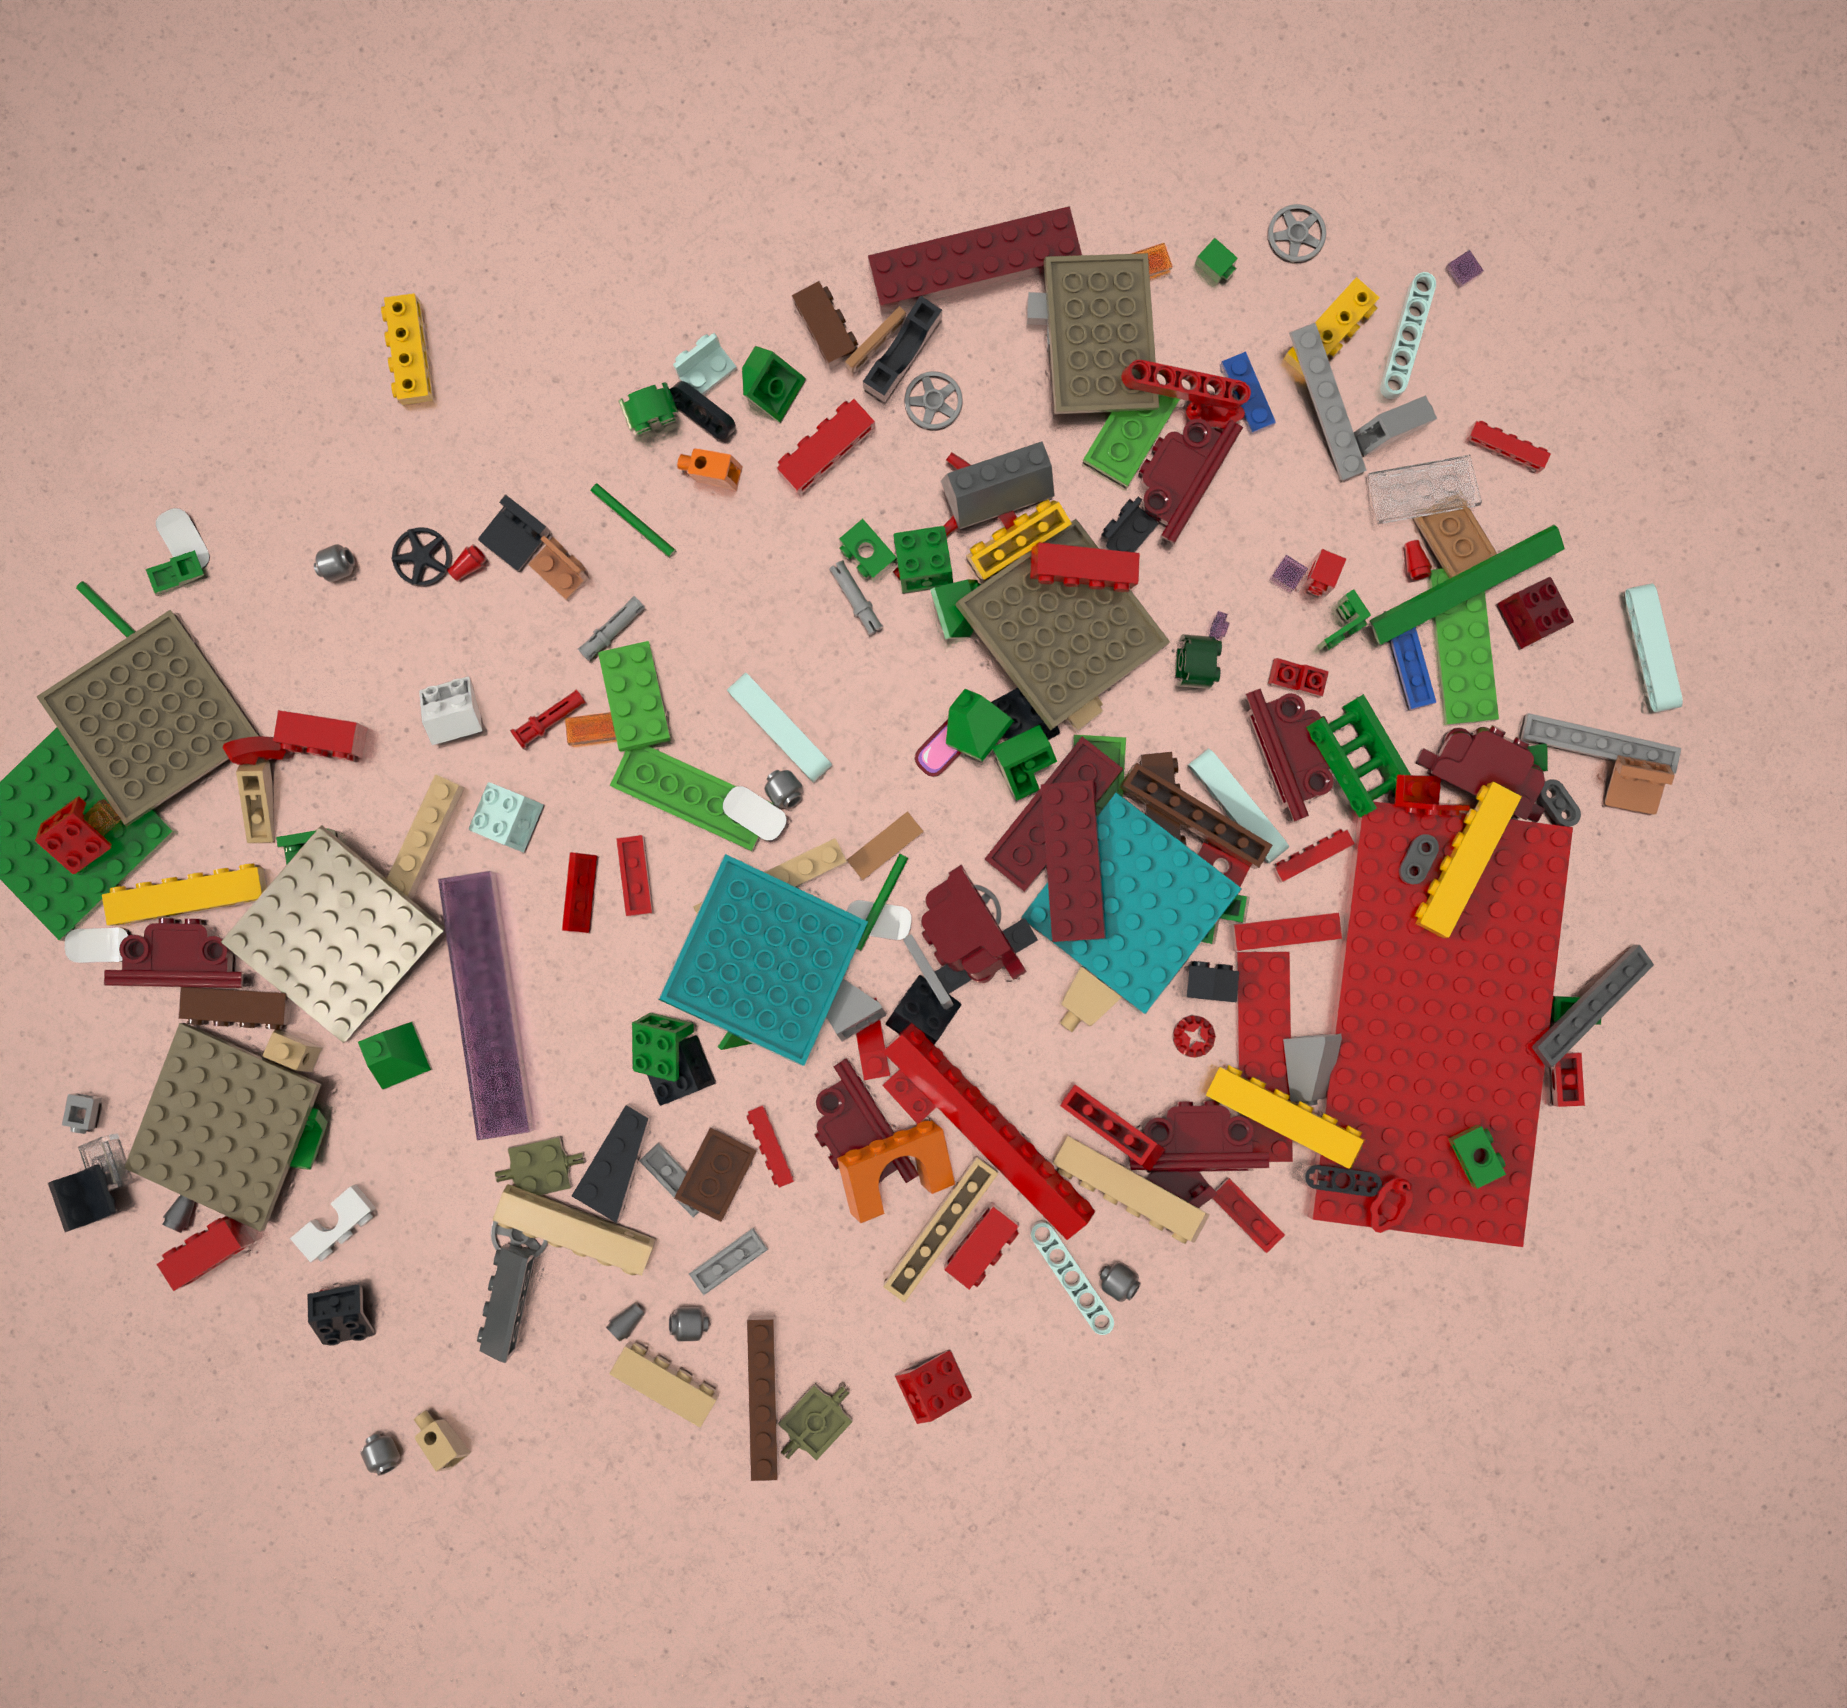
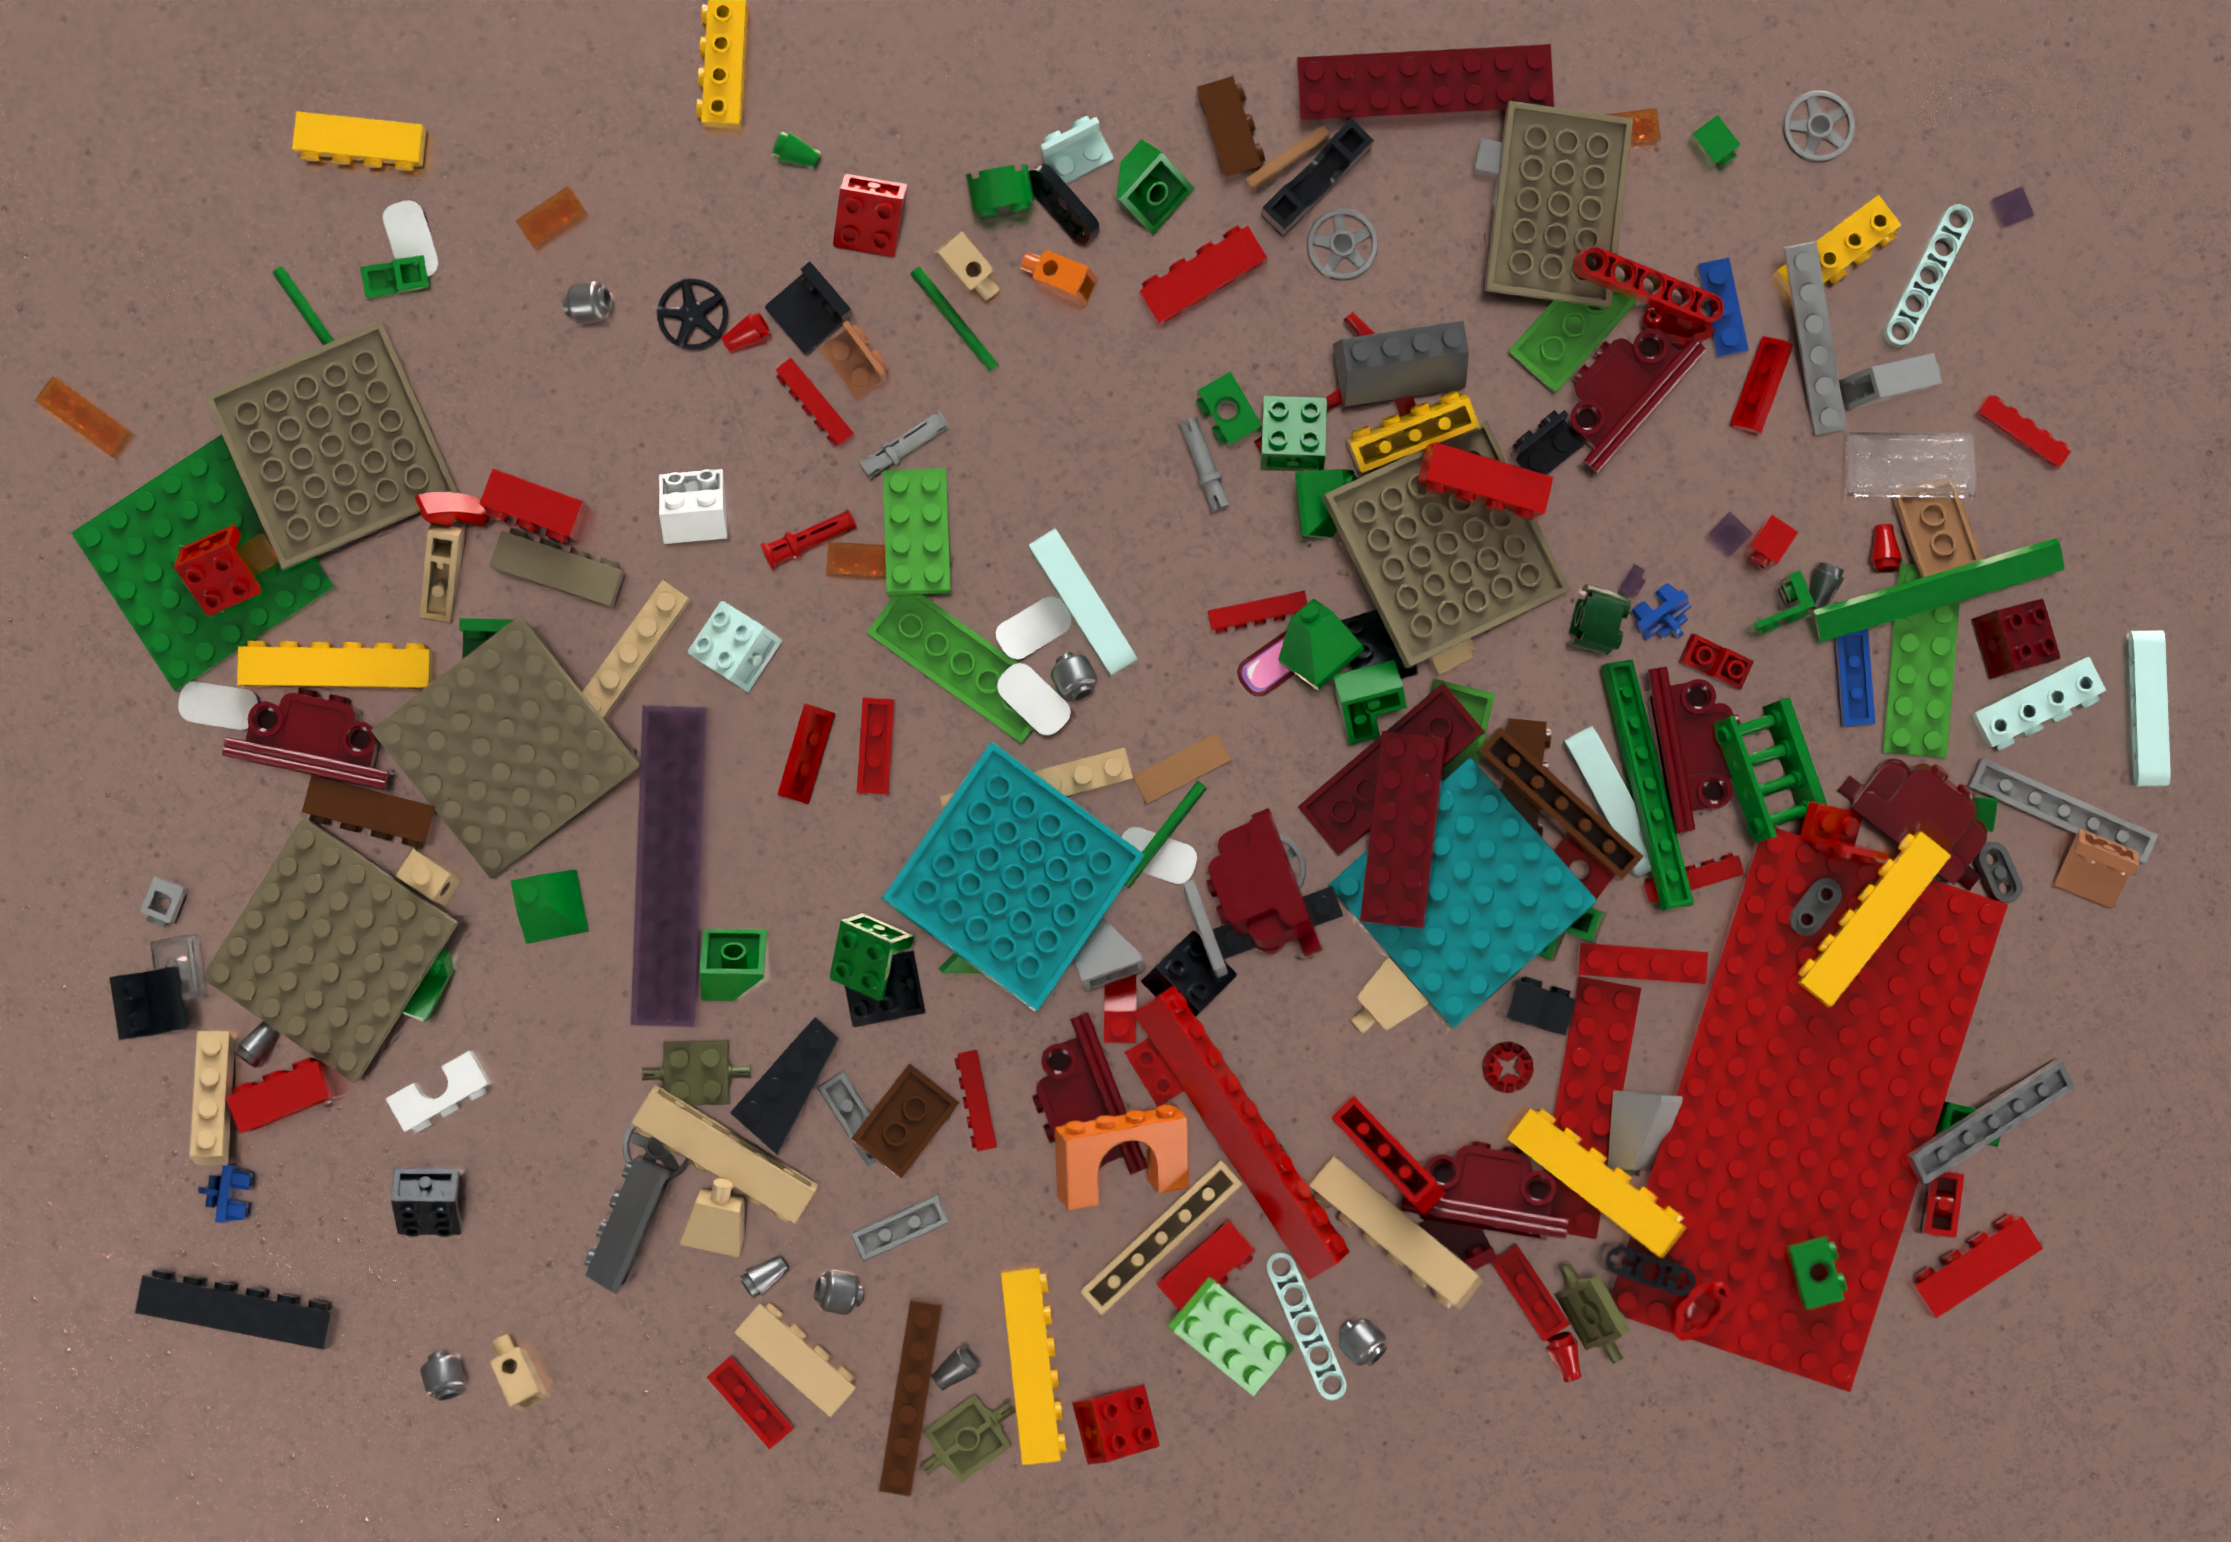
camera: 10 degrees right, 0 degrees up
(124, 467) = (359, 140): none -> yellow brick
(145, 1249) = (210, 1108): none -> tan brick
(172, 1339) = (226, 1207): none -> blue hips
(201, 1433) = (234, 1310): none -> black brick
(292, 500) = (551, 217): none -> clear orange plate
(349, 782) = (556, 568): none -> dark tan brick
(478, 409) = (794, 150): none -> green cone
(532, 609) = (814, 403): none -> red piece
(547, 449) = (869, 215): none -> red bracket
(550, 1073) = (731, 962): none -> green slope
(578, 1285) = (716, 1220): none -> tan torso
(625, 465) = (957, 254): none -> tan torso
(634, 1427) = (750, 1402): none -> red plate
(744, 755) = (1033, 627): none -> white sticker
(797, 1365) = (957, 1367): none -> flat silver cone
(856, 1354) = (1031, 1366): none -> yellow brick
(920, 708) = (1256, 612): none -> red piece
(1012, 1299) = (1231, 1336): none -> plate
(1251, 650) = (1665, 618): none -> blue hips
(1263, 787) = (1647, 785): none -> green tile
(1285, 1259) = (1564, 1353): none -> red cone
(1292, 447) = (1761, 384): none -> red plate
(1302, 1222) = (1592, 1312): none -> olive plate
(1374, 597) = (1825, 583): none -> flat silver cone
(1564, 660) = (2037, 703): none -> light aqua brick
(1603, 1124) = (1976, 1266): none -> red brick

